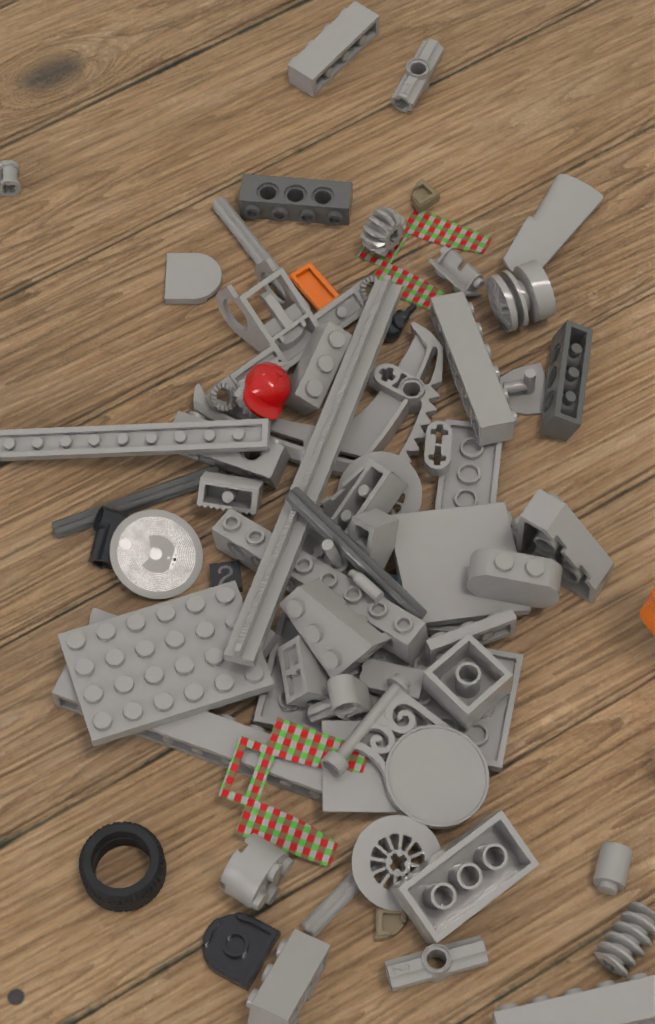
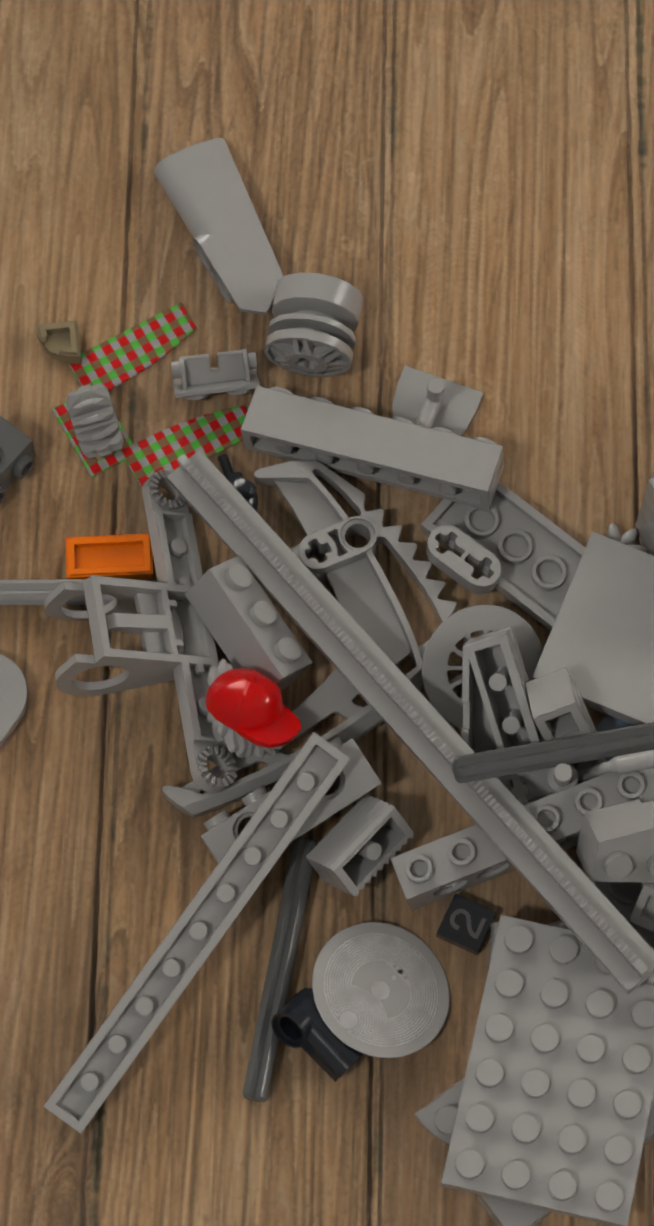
camera: 60 degrees left, 10 degrees up
(566, 381) = (466, 353): dark grey brick -> none

